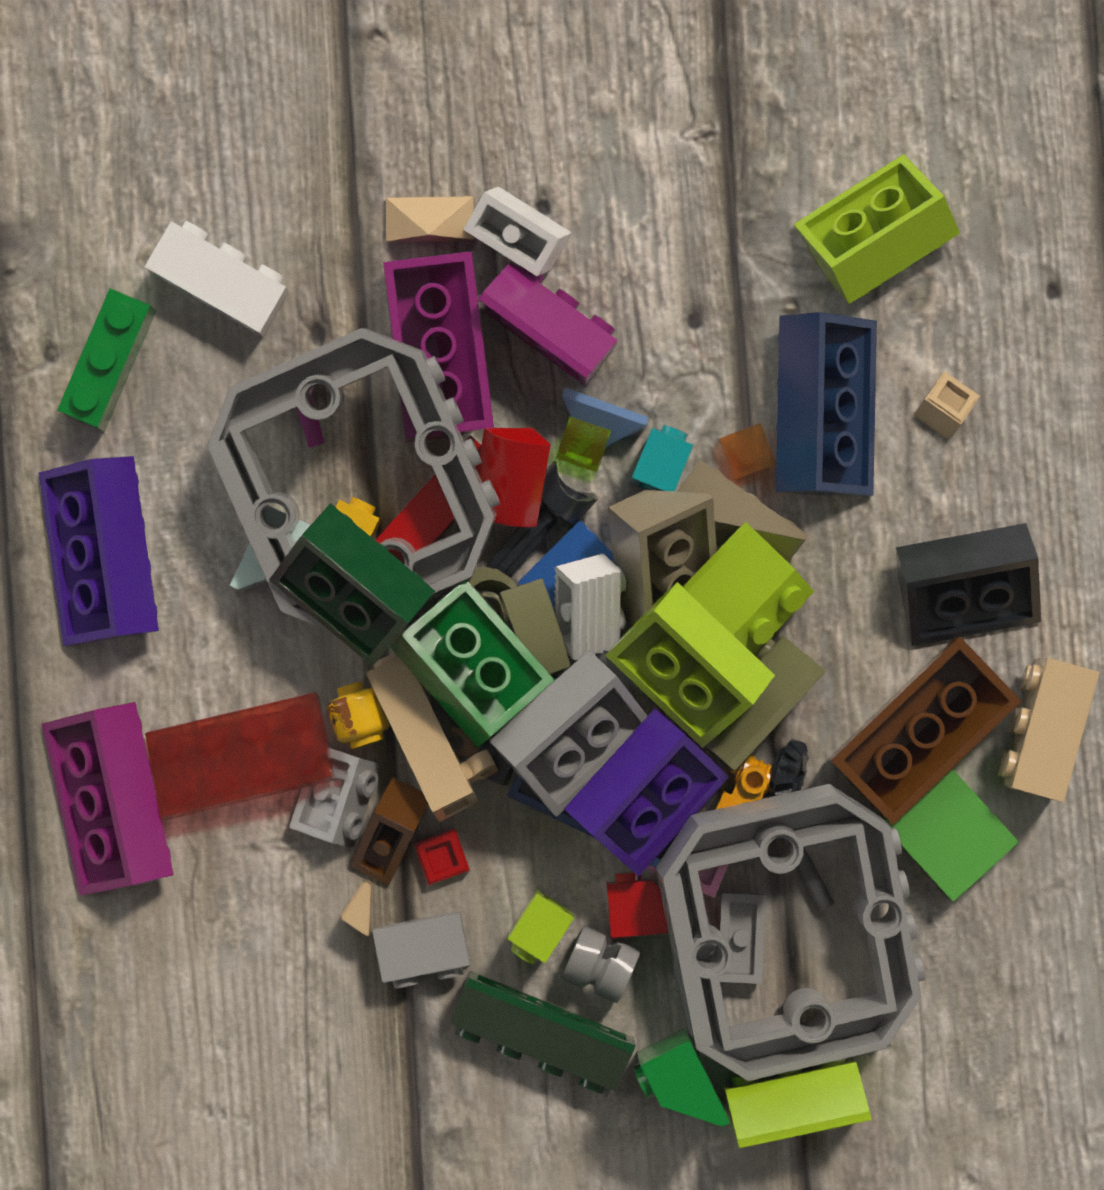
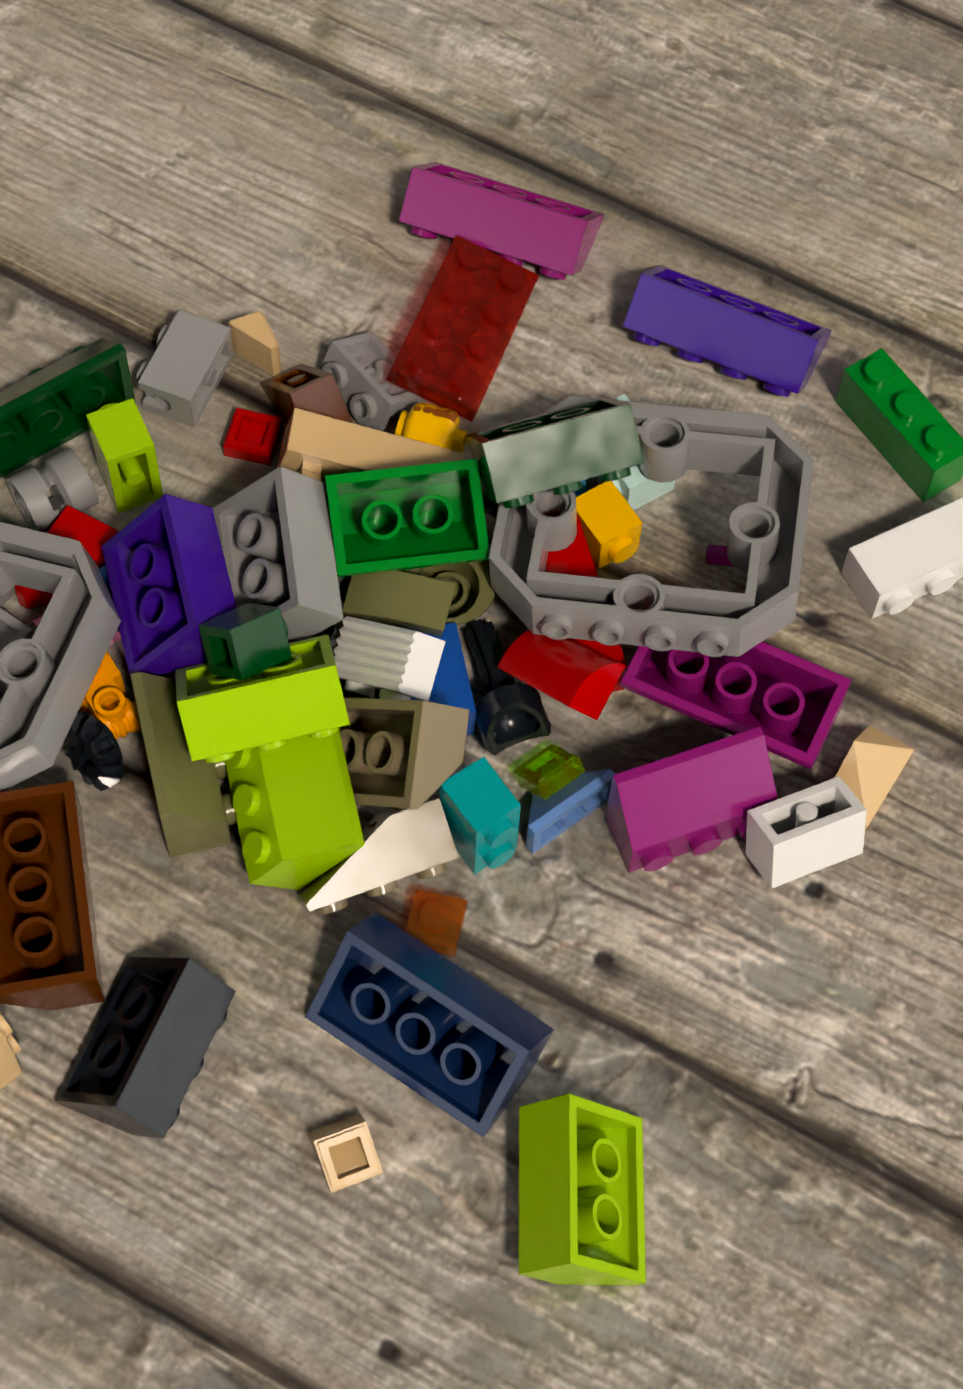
camera: 120 degrees right, 25 degrees down
(667, 695) = (245, 641): none -> dark green brick

